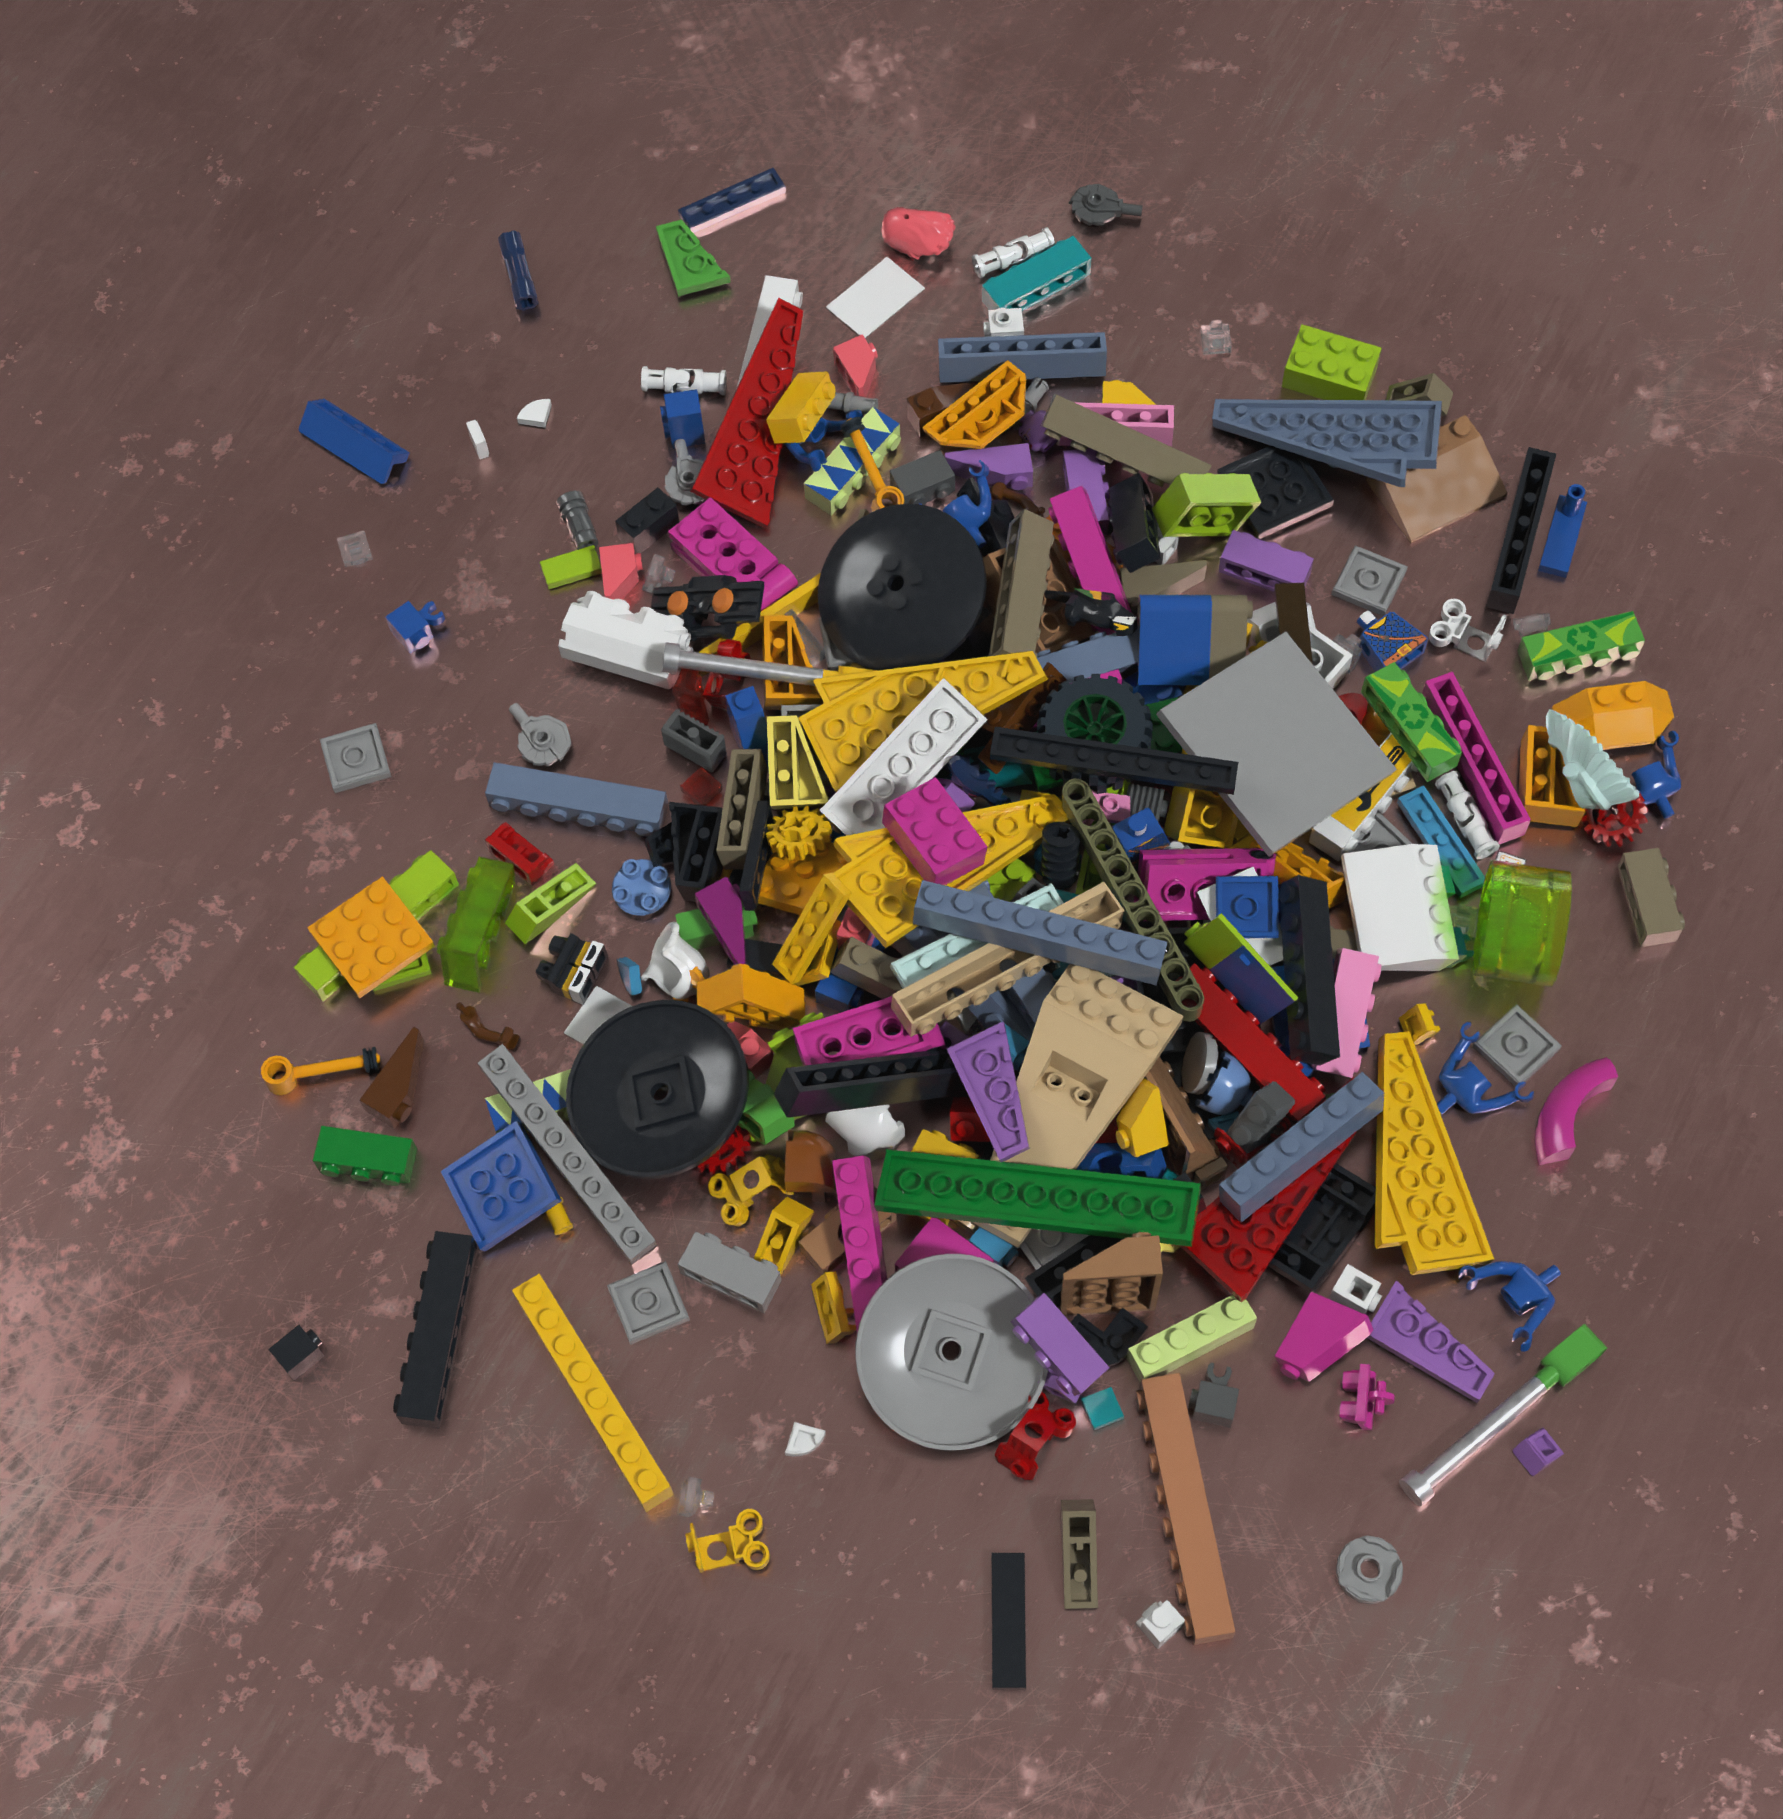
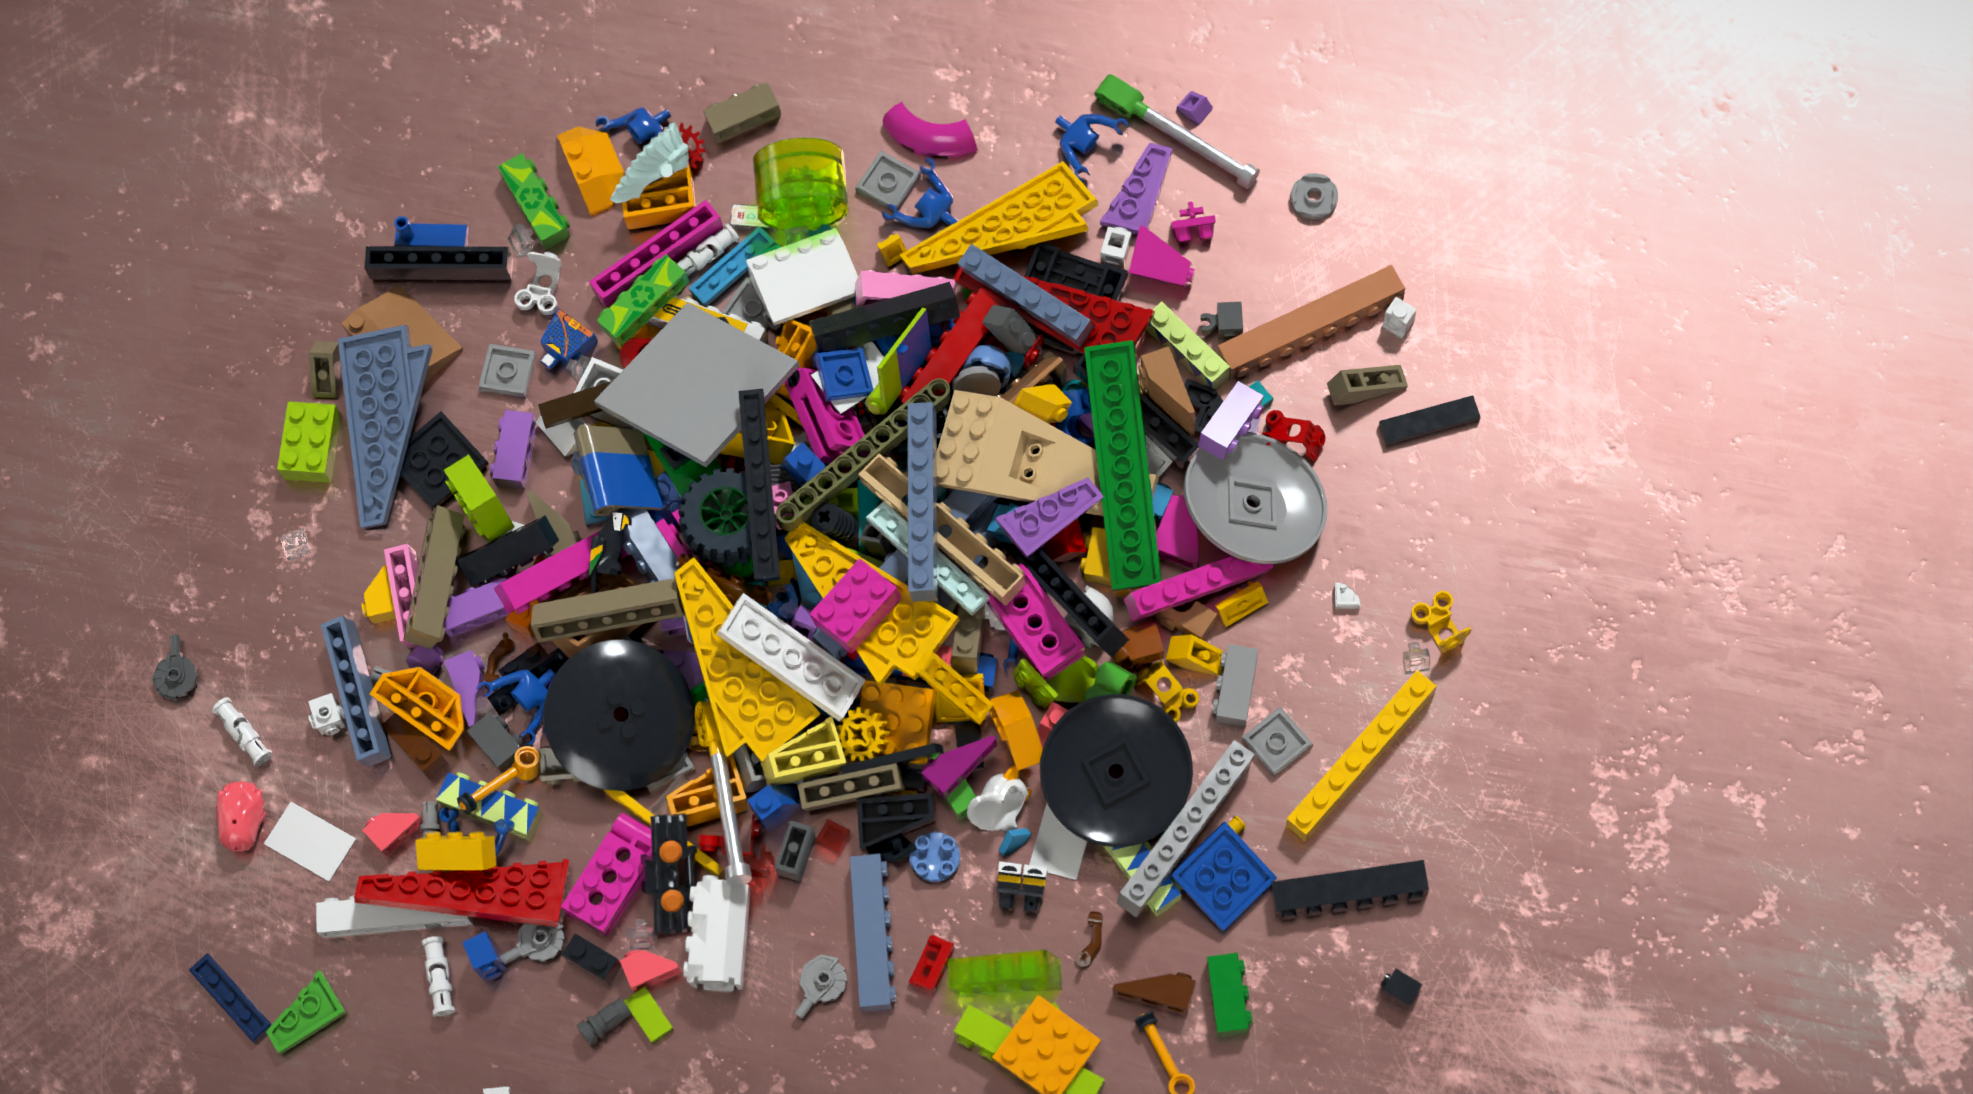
camera: 100 degrees left, 5 degrees up
(549, 903) = (971, 923): lime slope -> none
(1038, 277) = (267, 704): teal brick -> none

